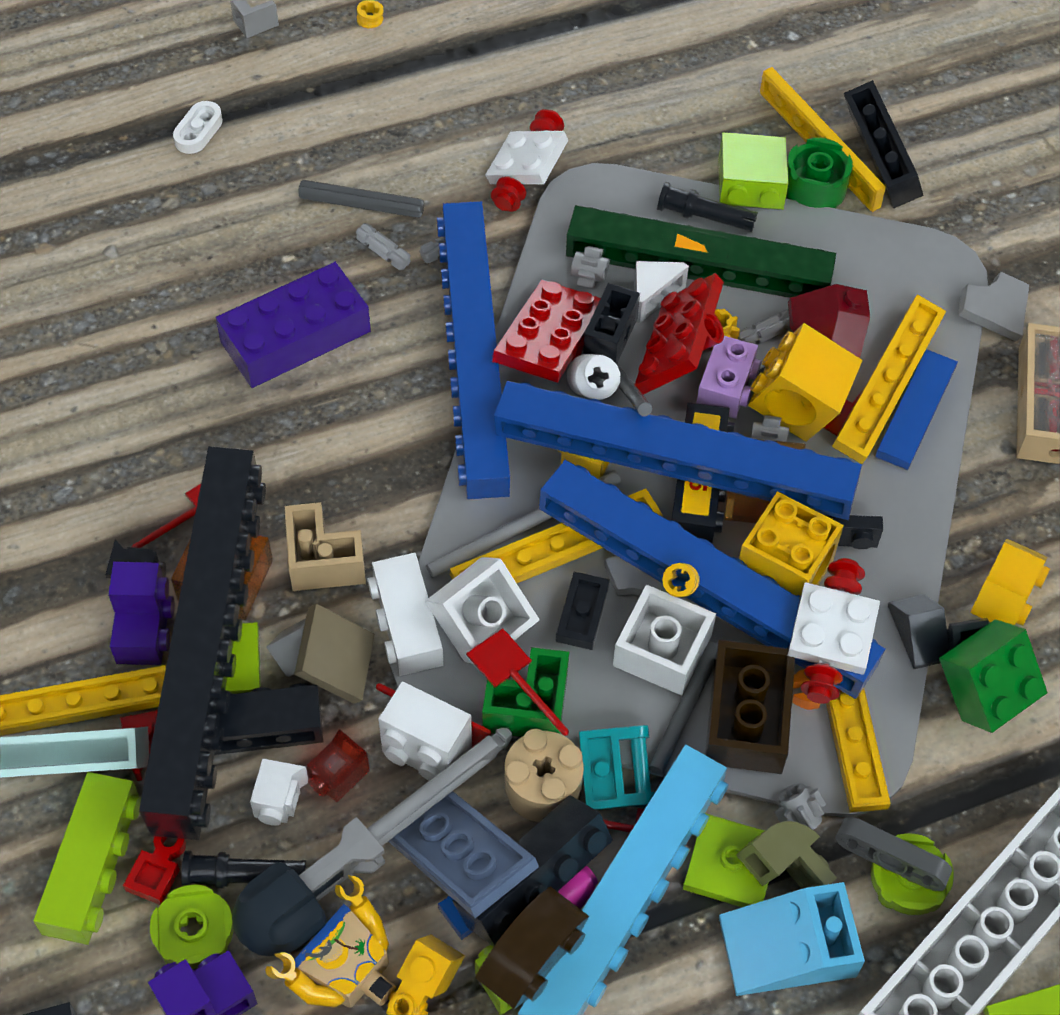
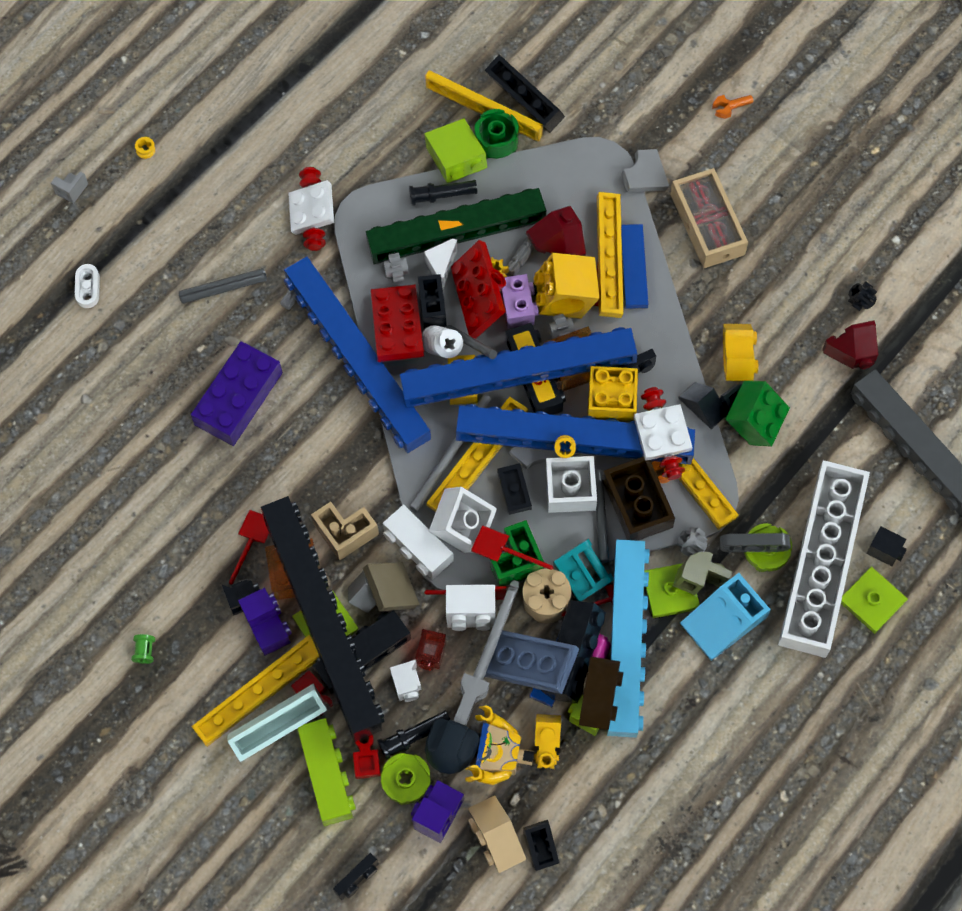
camera: 25 degrees left, 10 degrees up
(383, 246) = (256, 312): light grey axle -> none

